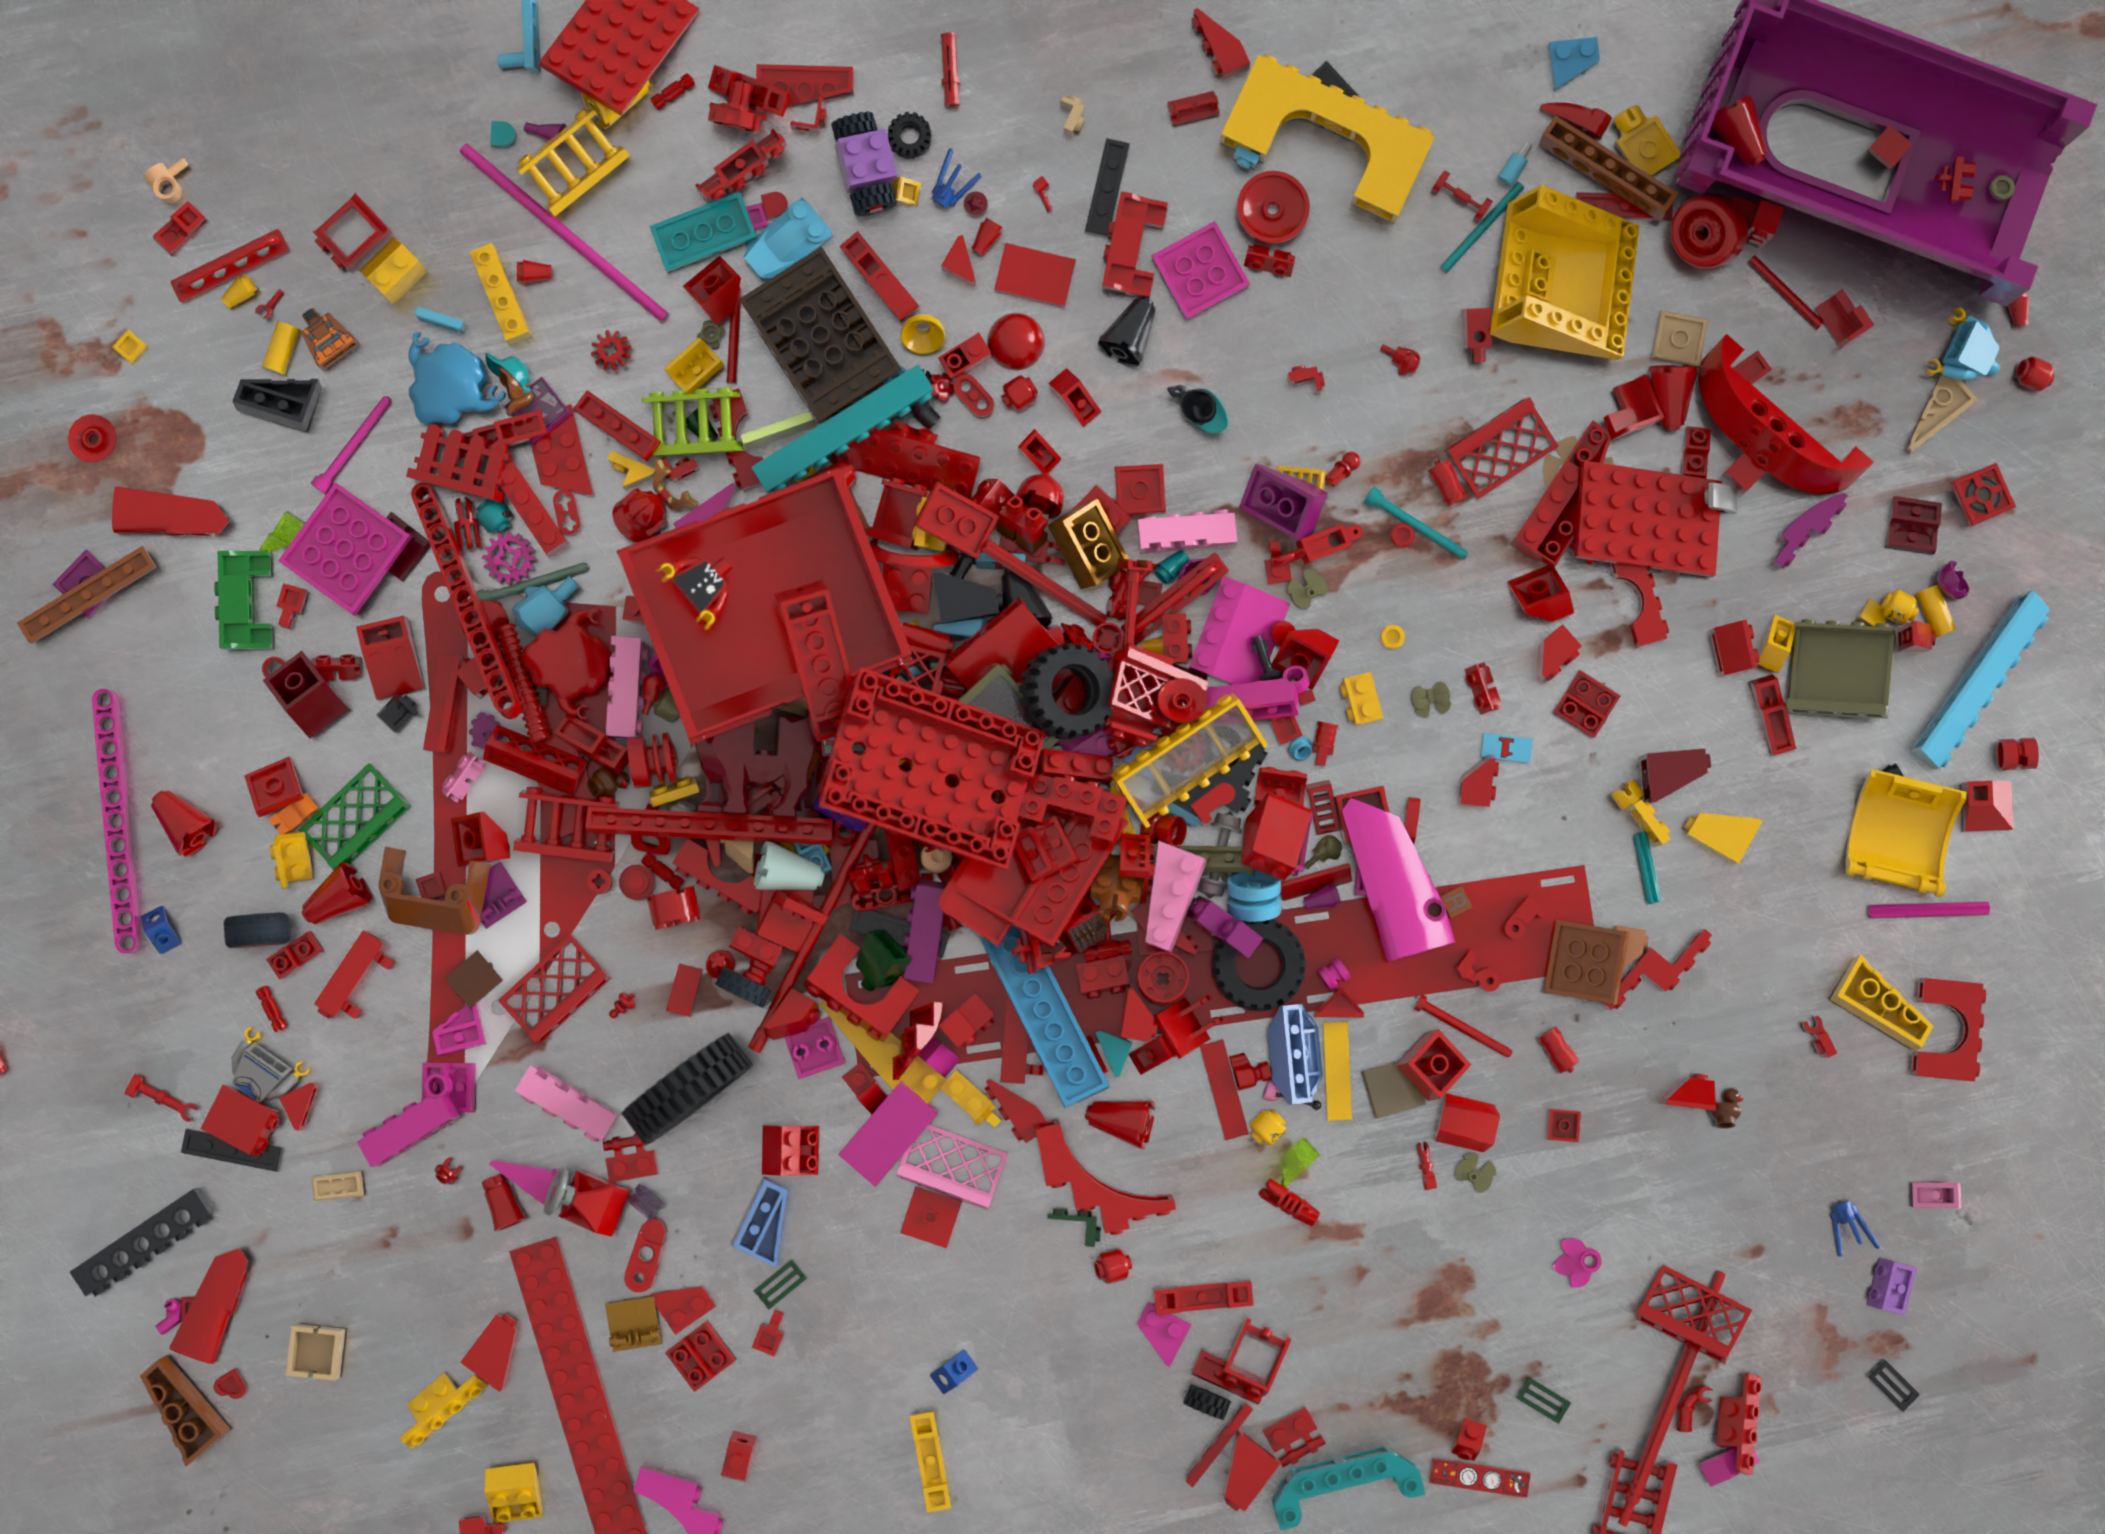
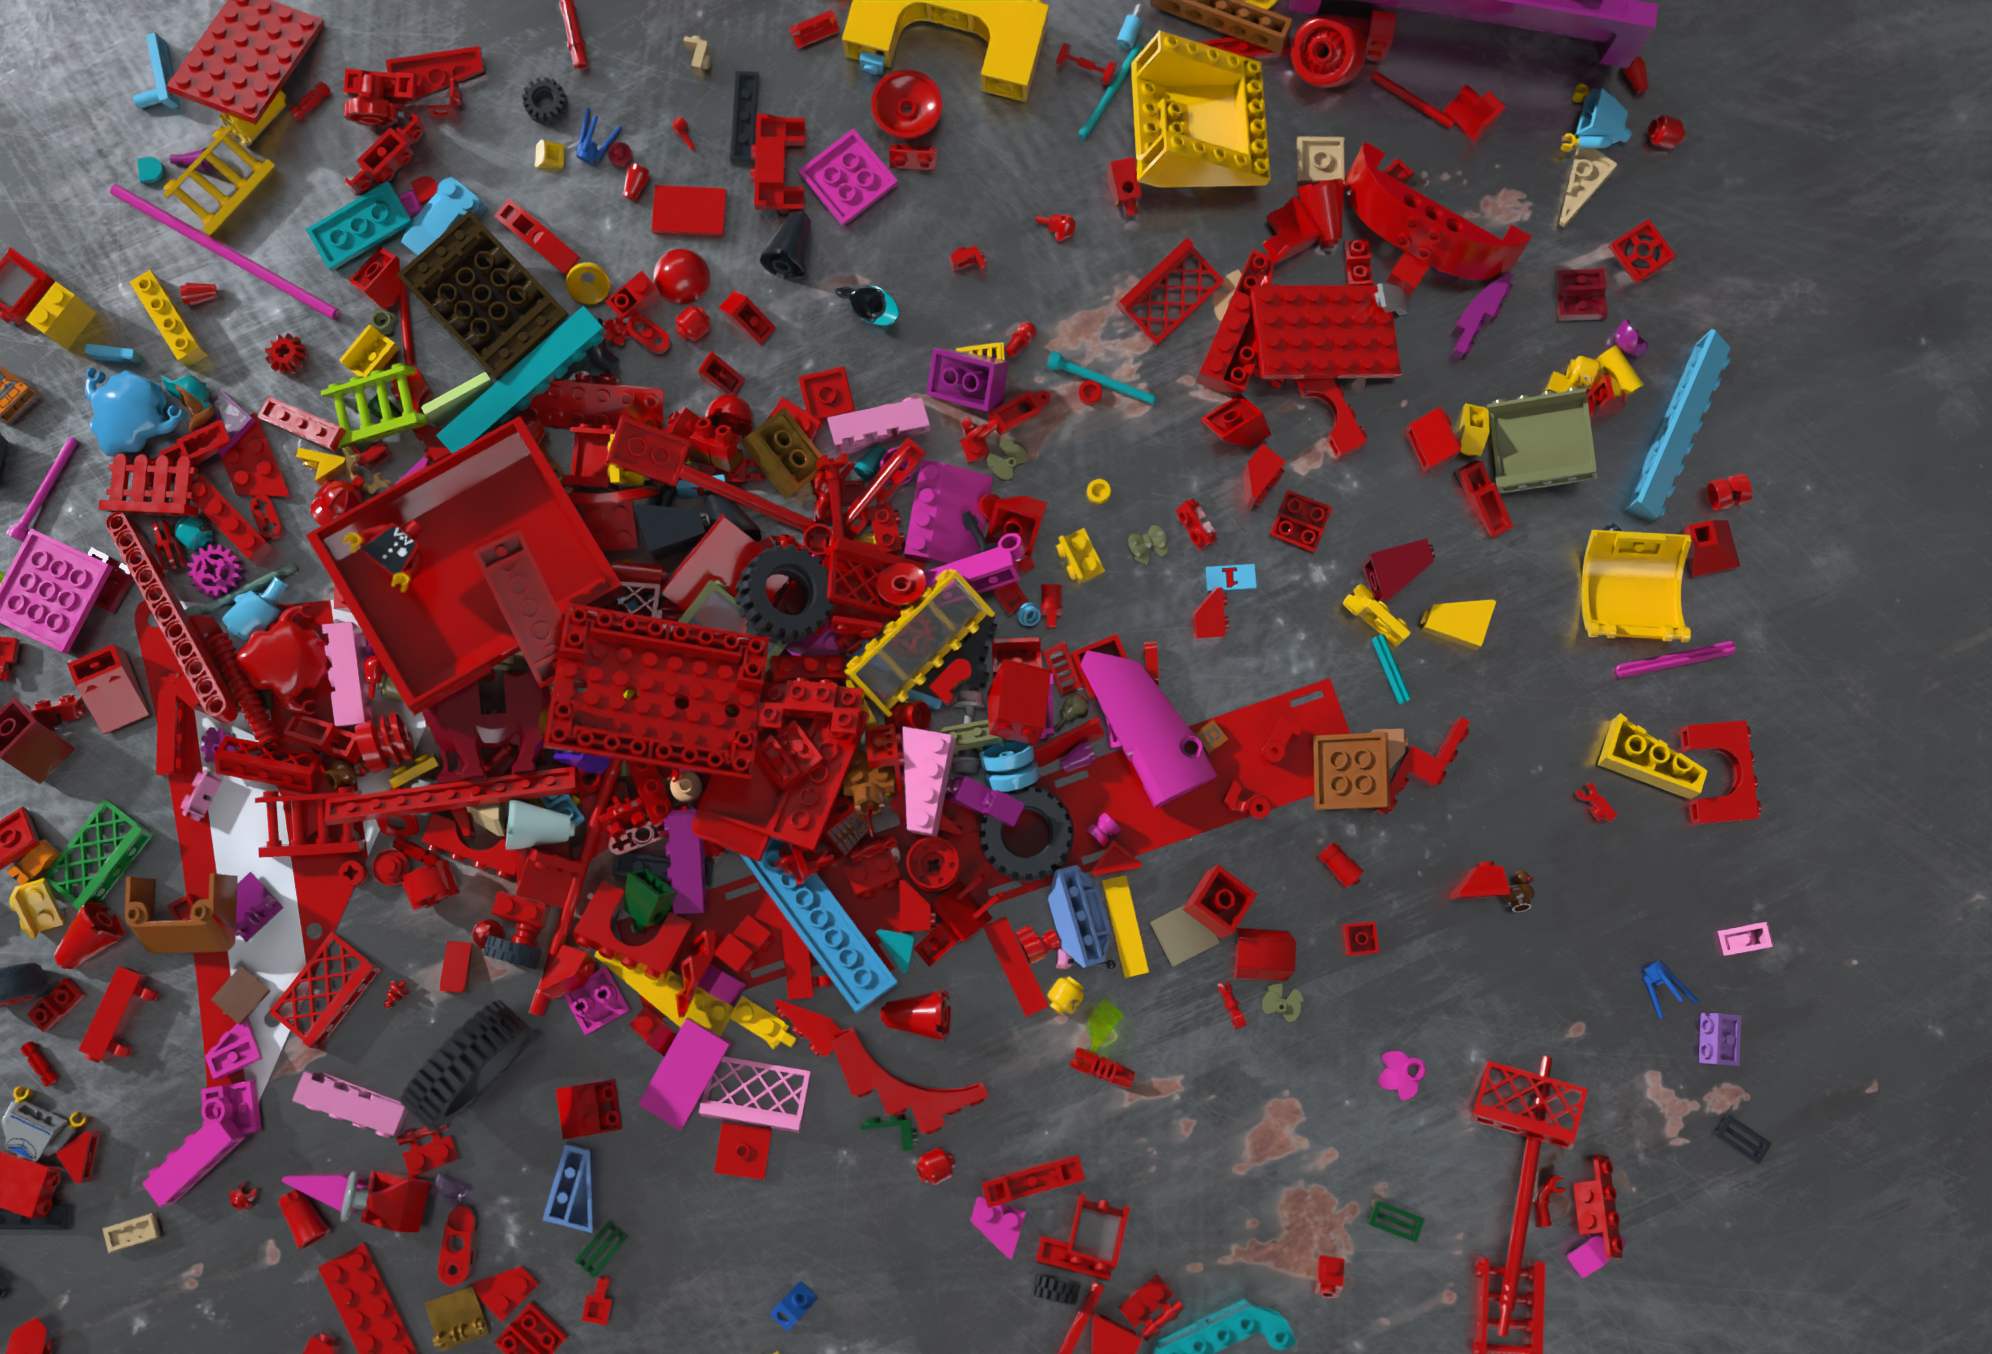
camera: 10 degrees left, 5 degrees down
(397, 712) = (124, 742): black bracket -> none
(479, 839) = (225, 852): red slope -> none
(865, 163) = (504, 132): brick -> none
(958, 262) = (611, 212): red slope -> none
(962, 628) = (672, 557): medium azure slope -> none
(1446, 480) = (1123, 333): red piece -> none
(1461, 1026) = (1197, 844): red bar -> none
(1479, 1477) = (1347, 1313): tile -> none

